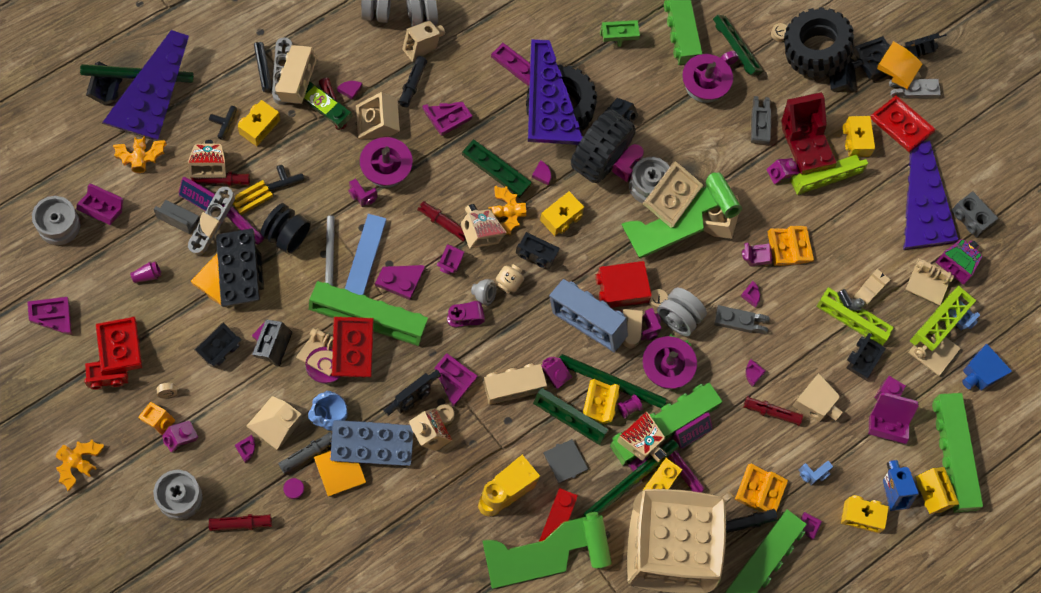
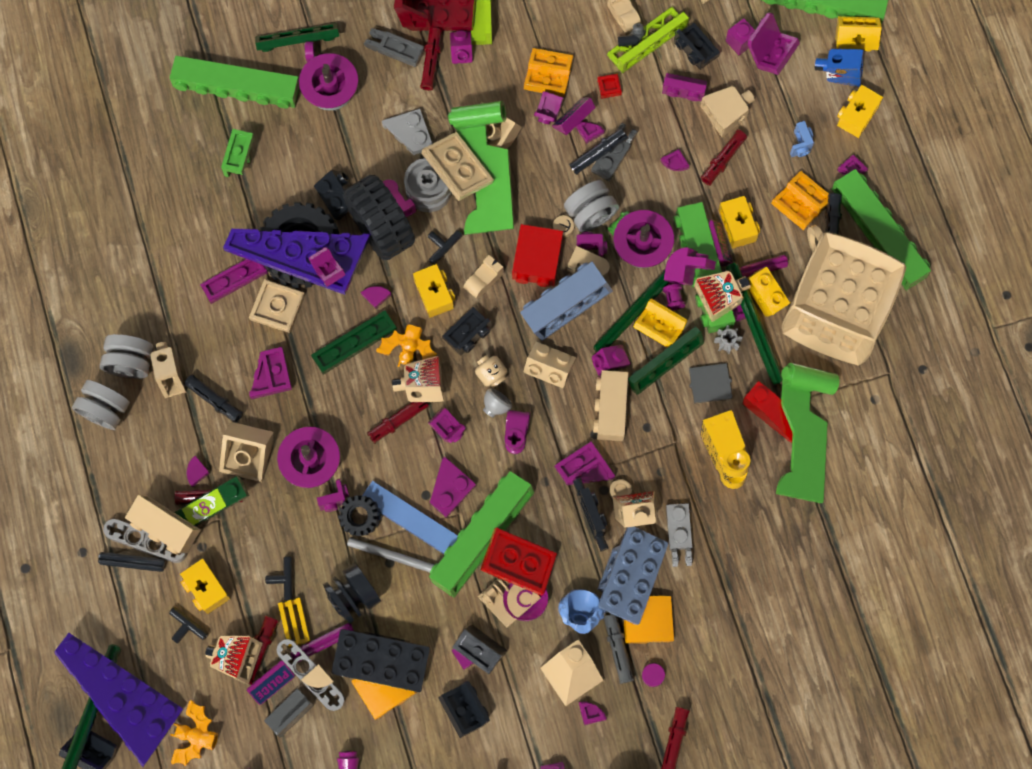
camera: 60 degrees left, 5 degrees up
(359, 223) = (346, 515): none -> black tyre
(423, 473) = (679, 532): none -> light grey hinge
(506, 103) = (277, 306): none -> tan tile
(533, 323) = (549, 364): none -> tan bracket
(542, 115) = (326, 266): none -> magenta bracket
(588, 249) = (484, 277): none -> tan leg
(605, 211) = (443, 246): none -> black piece
(606, 467) = (732, 334): none -> light grey gear
(657, 401) = (682, 265): none -> magenta brick
(694, 154) = (409, 130): none -> light grey wing
(723, 431) = (739, 233): none -> yellow brick
(741, 308) = (607, 145): none -> black pin
(759, 277) = (574, 115): none -> magenta slope
(764, 150) = (431, 58): none -> dark red pin
(799, 298) = (609, 86): none -> red tile
(823, 357) = (684, 87): none -> magenta bracket

